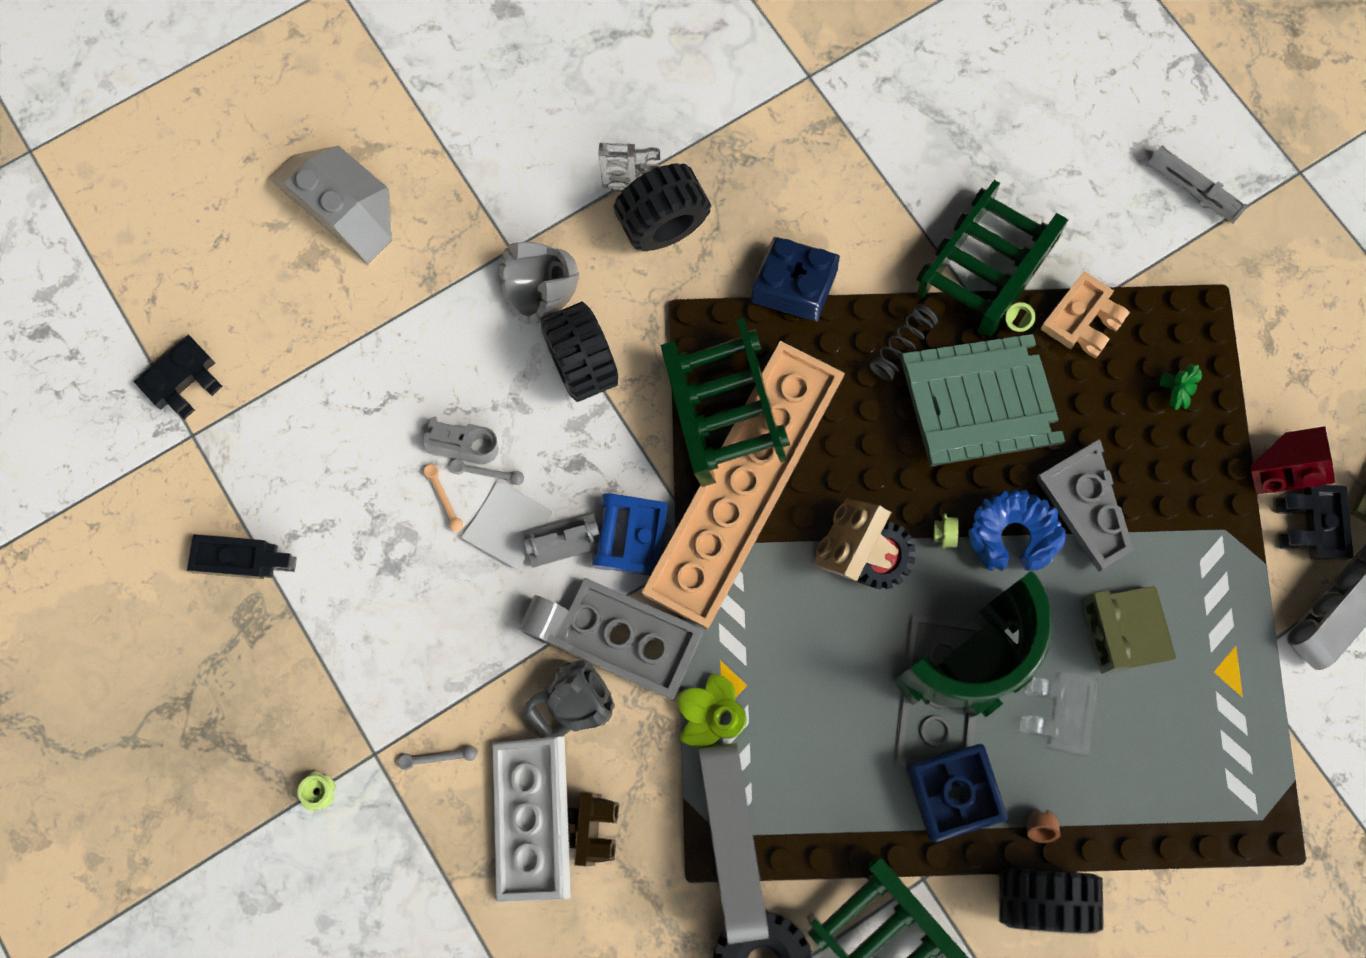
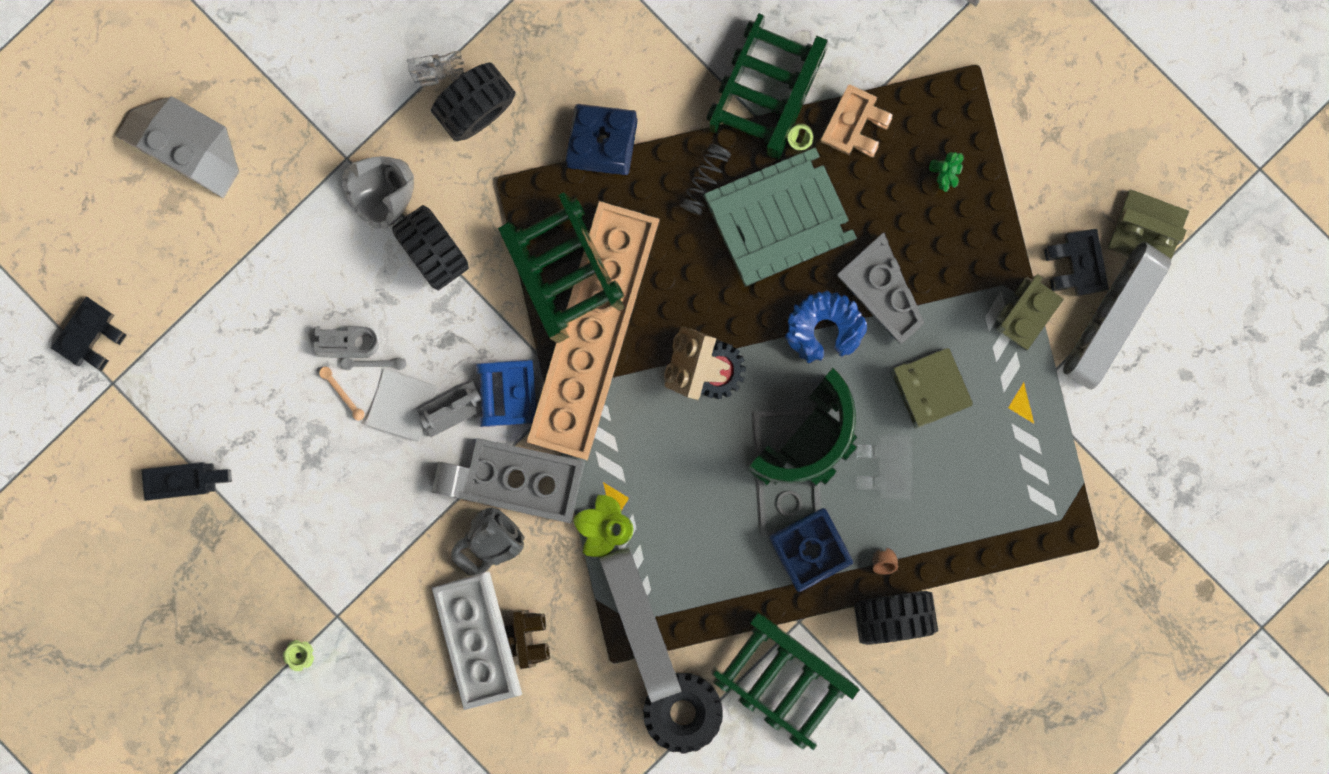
camera: 10 degrees left, 10 degrees up
(407, 761) = (365, 616): light grey hinge -> none
(946, 532) = (768, 338): yellowish green plate -> none
(1256, 563) = (1029, 313): none -> olive bracket
(1294, 462) = (1051, 217): dark red slope -> none

